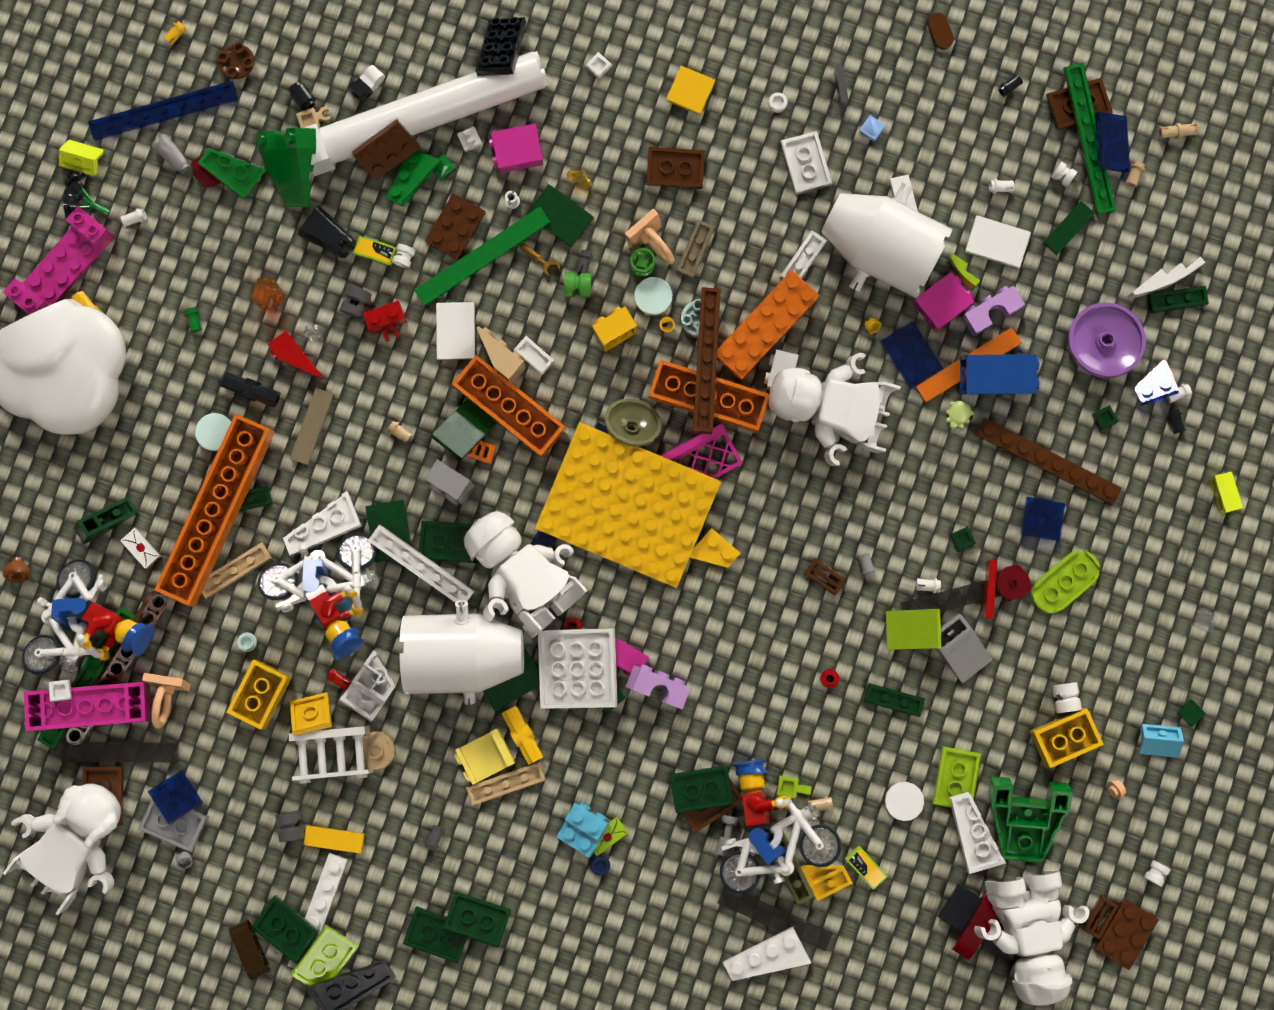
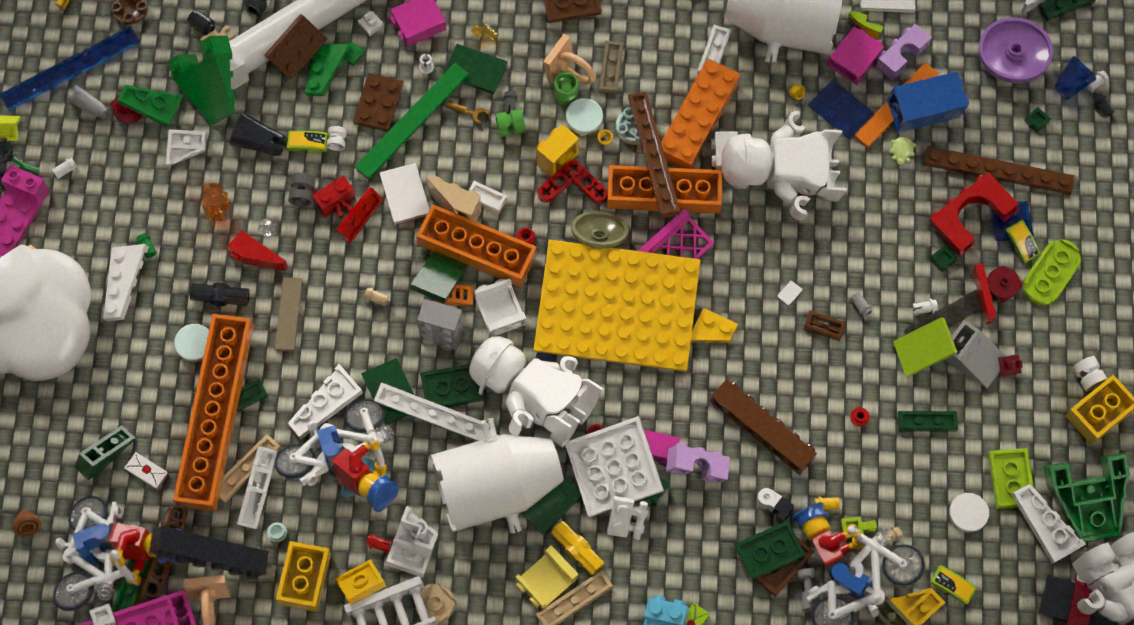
camera: 20 degrees left, 15 degrees down
(163, 343) = (123, 269): none -> white wing
(171, 654) = (208, 552): none -> black brick
(239, 593) = (257, 487): none -> white slope
(254, 224) = (184, 145): none -> white wing
(405, 343) = (359, 215): none -> red tile
(515, 474) = (499, 307): none -> white panel
(560, 401) = (526, 231): none -> red plate
(570, 718) = (620, 518): none -> white plate
(626, 358) = (575, 178): none -> red beam
(717, 737) = (775, 503): none -> leg
(733, 665) = (763, 426): none -> reddish brown brick
(771, 756) = (828, 503): none -> yellow pin
(801, 533) = (790, 292): none -> white sticker
(992, 667) = (1010, 365): none -> dark red tile
(1025, 483) = (984, 191): none -> red arch
(1046, 544) = (1023, 241): none -> slope

